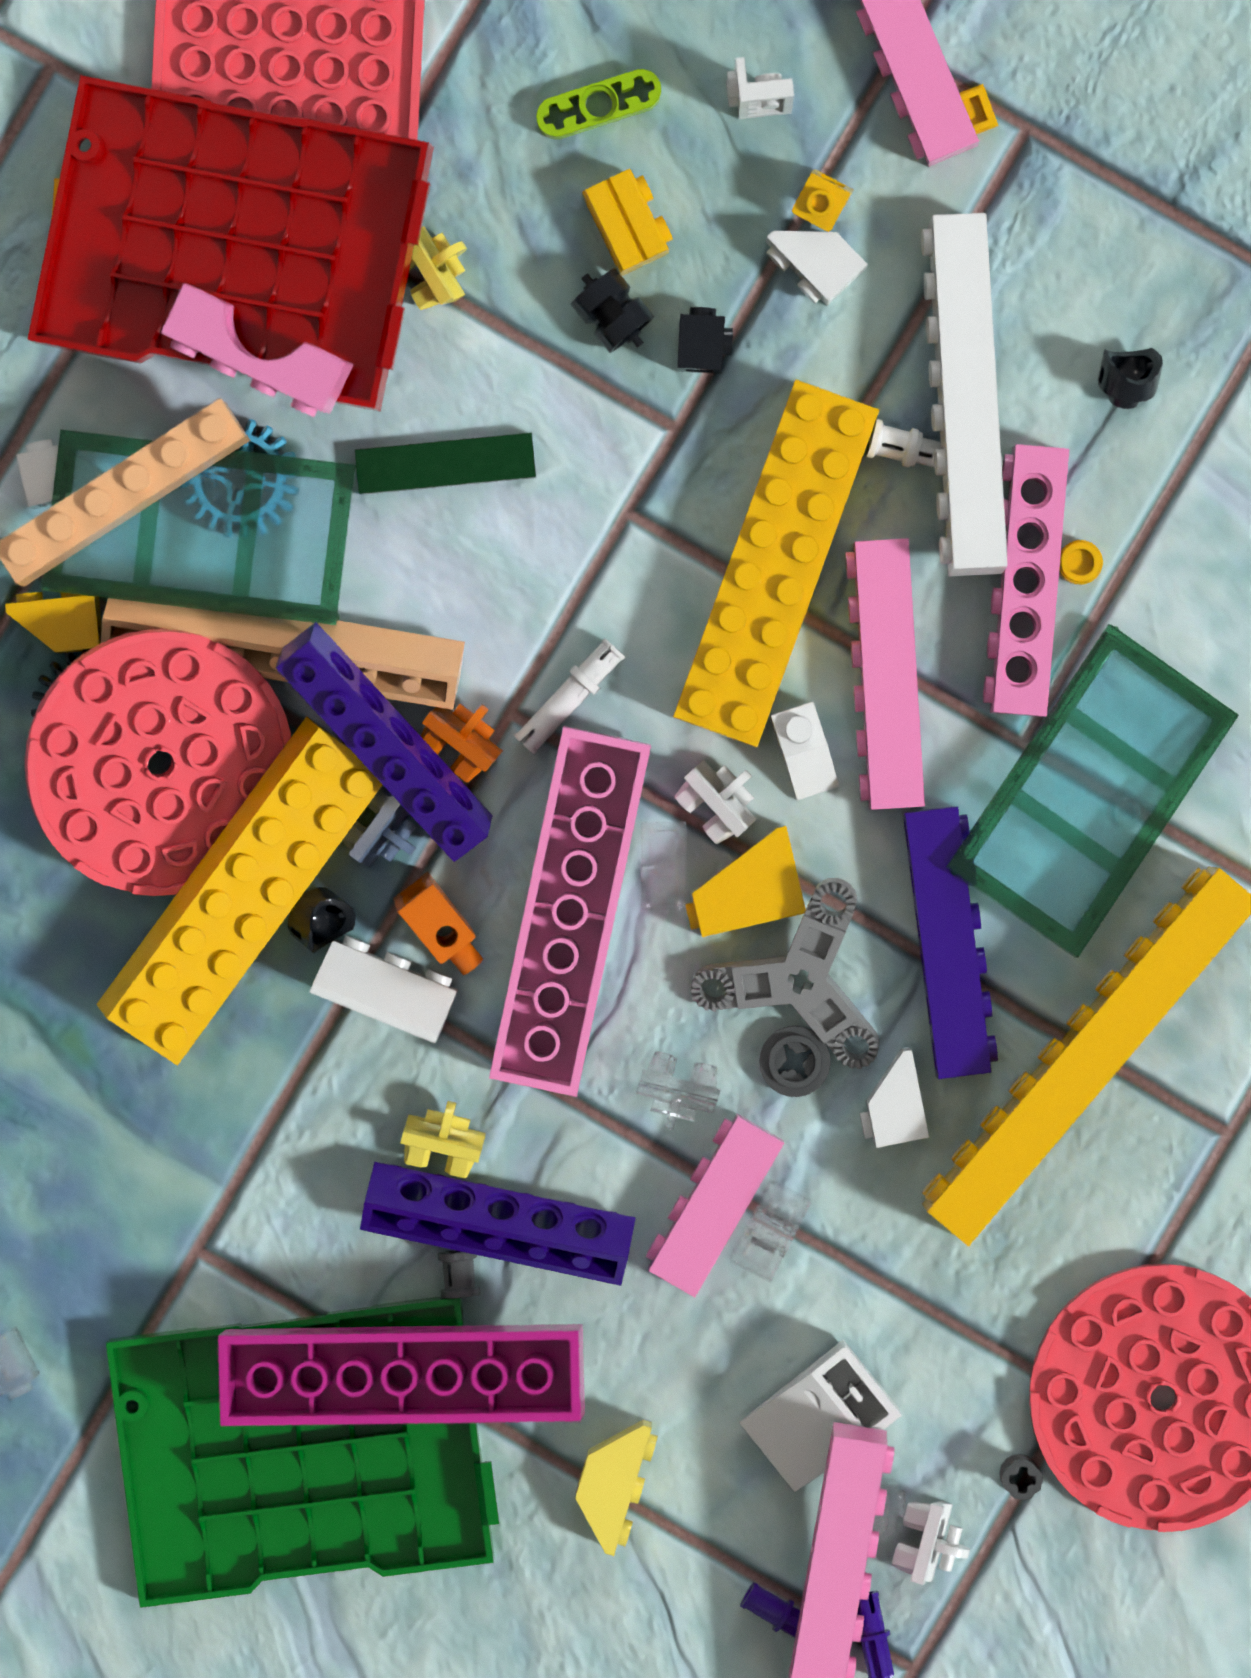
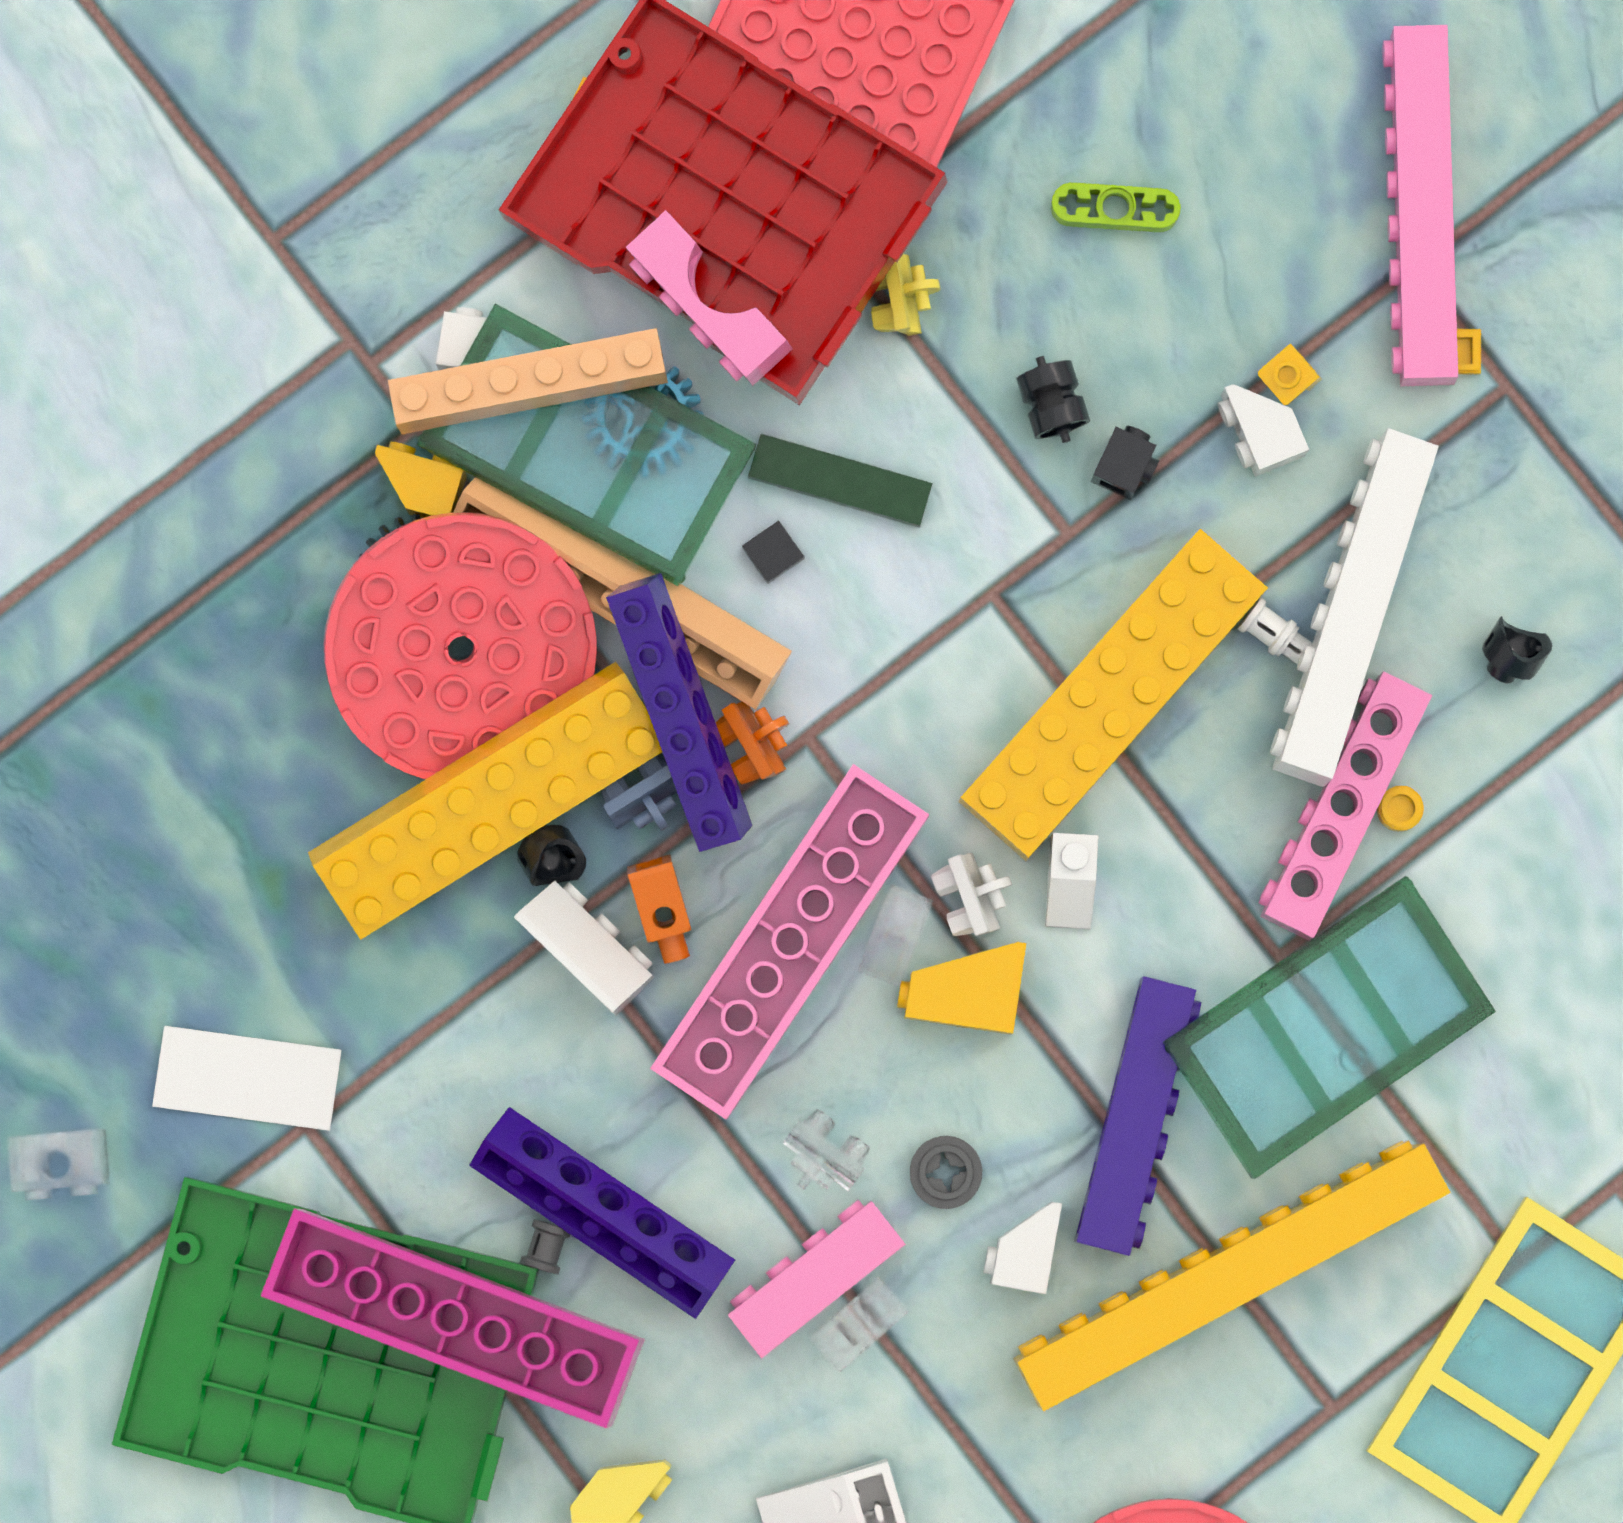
camera: 20 degrees right, 5 degrees down
(125, 1229) = (246, 1078): none -> white sticker
(410, 555) = (773, 552): none -> black tile
(444, 1135) = (584, 1107): light yellow hips -> none
(569, 696) = (886, 734): white pin -> none
(626, 221) = (1099, 323): yellow brick -> none
(764, 97) = (1272, 257): white bracket -> none
(770, 984) = (951, 1088): light grey piece -> none
(887, 674) = (1178, 840): bright pink brick -> none

